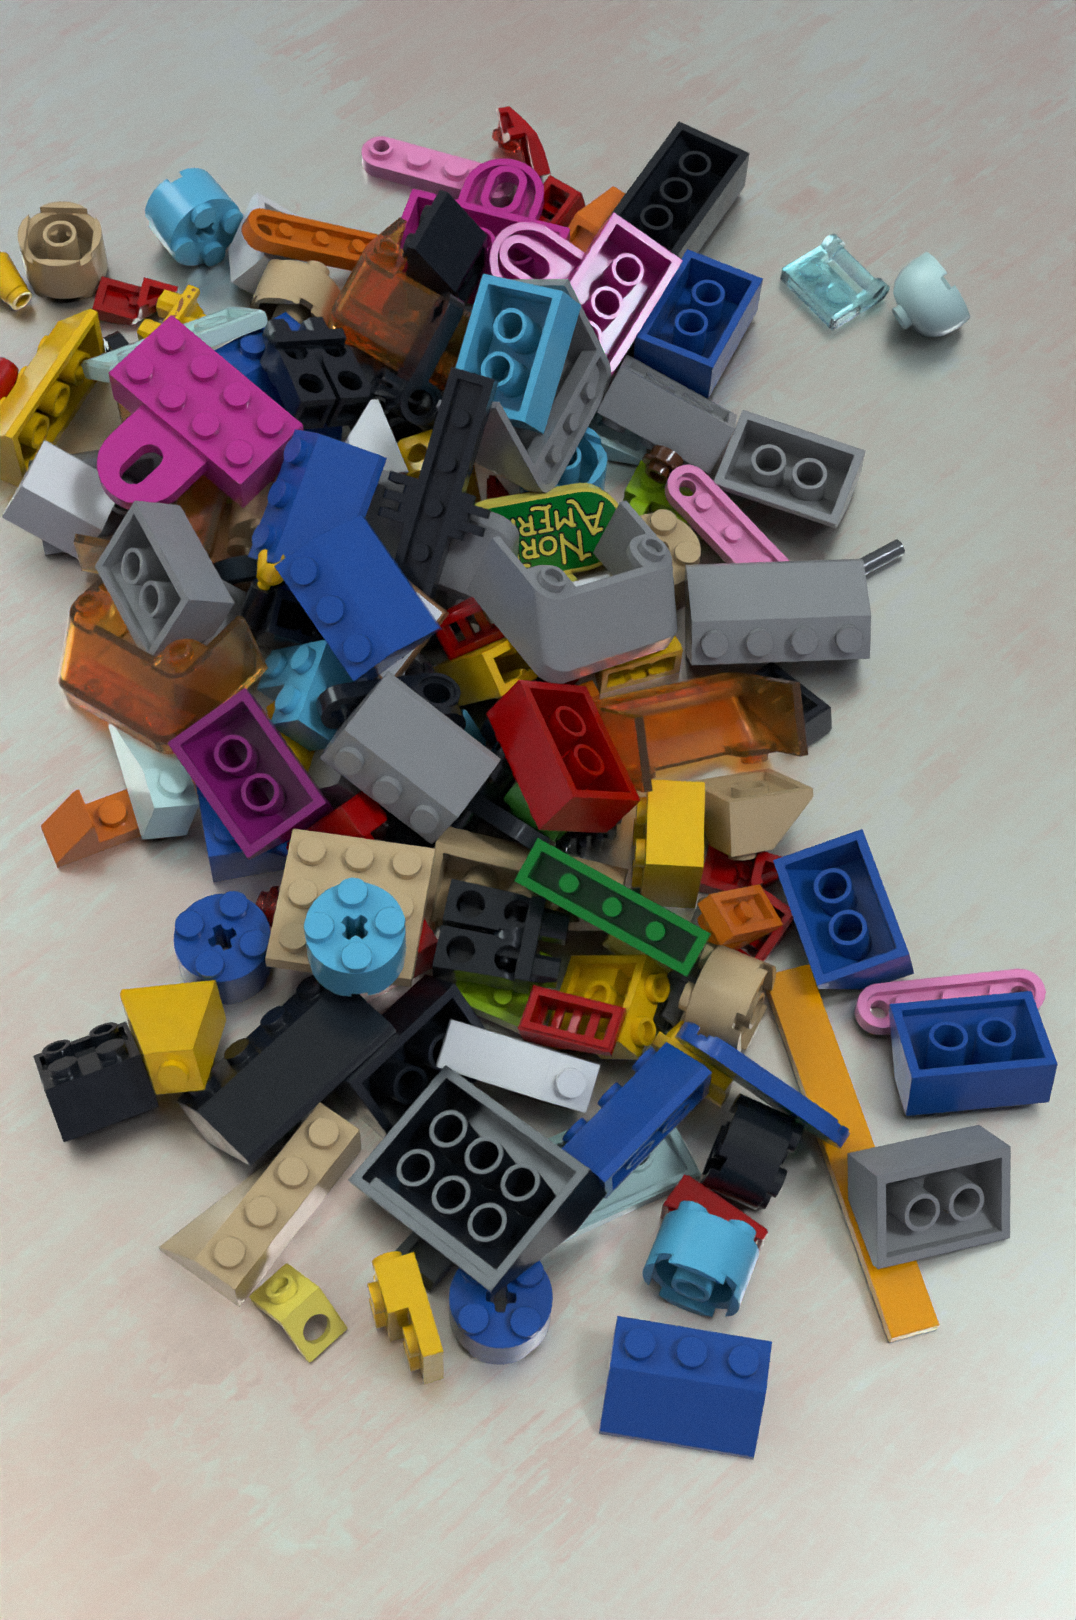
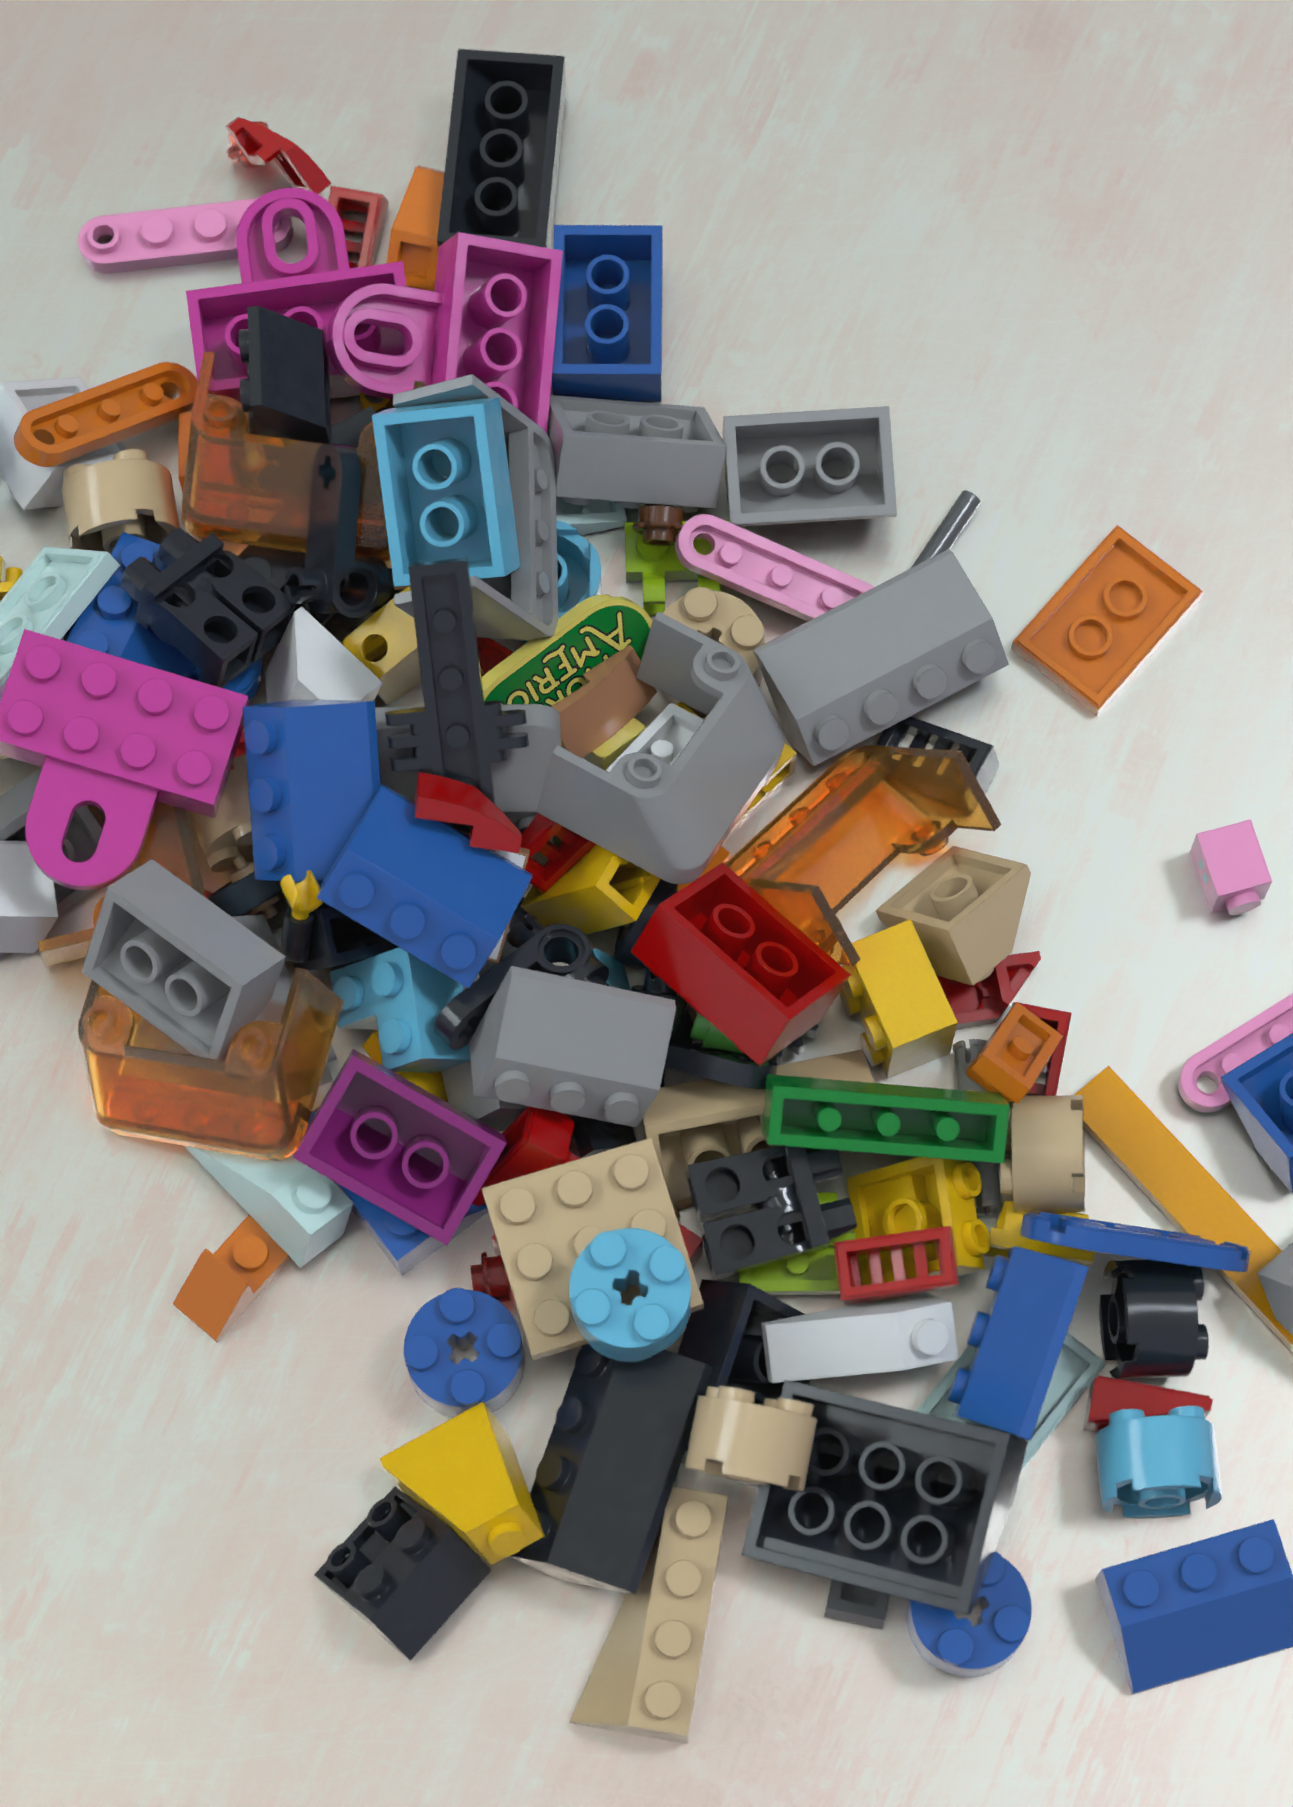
camera: 20 degrees left, 10 degrees up
(291, 1302) = (749, 1717): light yellow bracket -> none
(393, 1086) = (751, 1440): none -> tan brick
(403, 544) = (461, 803): none -> red slope
(403, 1307) = (867, 1659): yellow plate -> none
(567, 551) = (604, 703): none -> nougat slope
(825, 290) = (727, 189): clear light blue plate -> none
(844, 914) = (1122, 993): blue slope -> none
(927, 299) = (860, 157): light aqua cylinder -> none
(959, 667) = (1106, 620): none -> orange tile
(970, 867) = (1231, 868): none -> bright pink brick

